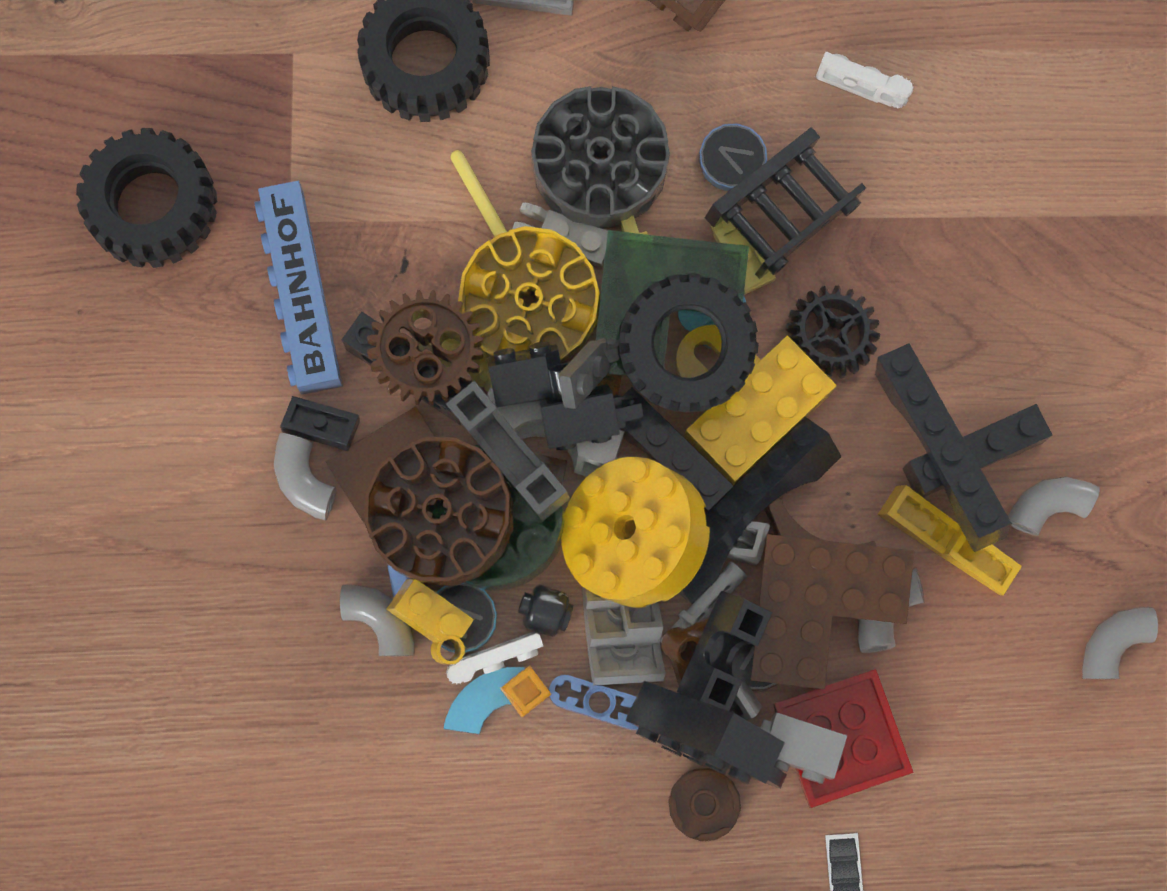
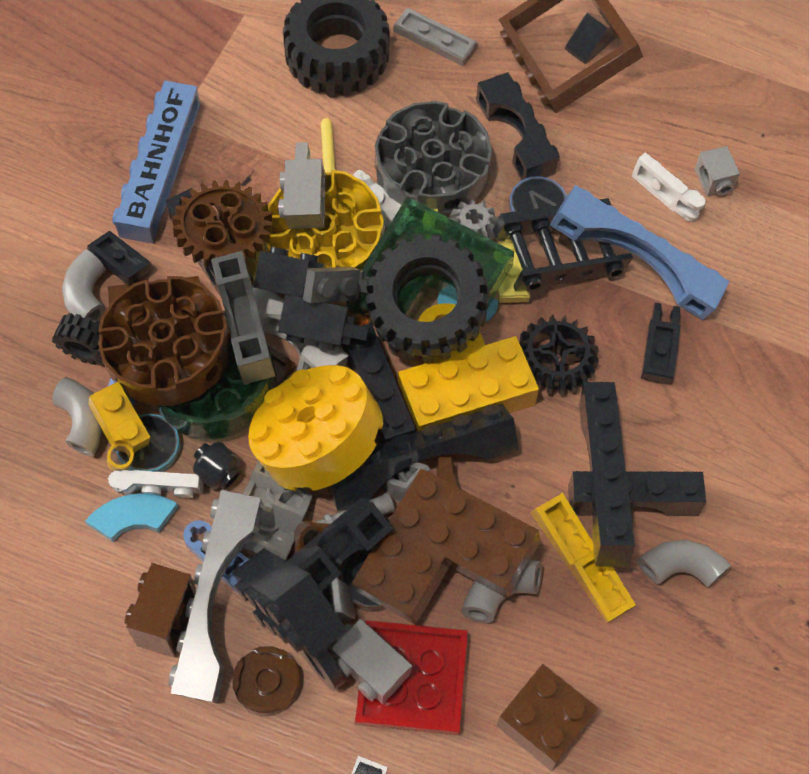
camera: 25 degrees right, 15 degrees down
(118, 166) = (74, 31): black tyre -> none
(337, 537) = (78, 338): none -> black tyre
(494, 269) = (303, 190): none -> light grey hinge
(525, 691) = (165, 519): light orange tile -> none
(575, 787) = (160, 609): none -> reddish brown brick
(639, 824) = (199, 665): none -> light grey arch
(640, 47) = (503, 102): none -> black arch
(681, 205) = (476, 218): none -> light grey gear
(908, 38) = (717, 171): none -> light grey brick
(932, 271) = (661, 346): none -> black hinge
(937, 190) = (691, 283): none -> medium blue arch
(988, 720) = (546, 717): none -> reddish brown brick
(1114, 637) = (692, 697): light grey cylinder -> none

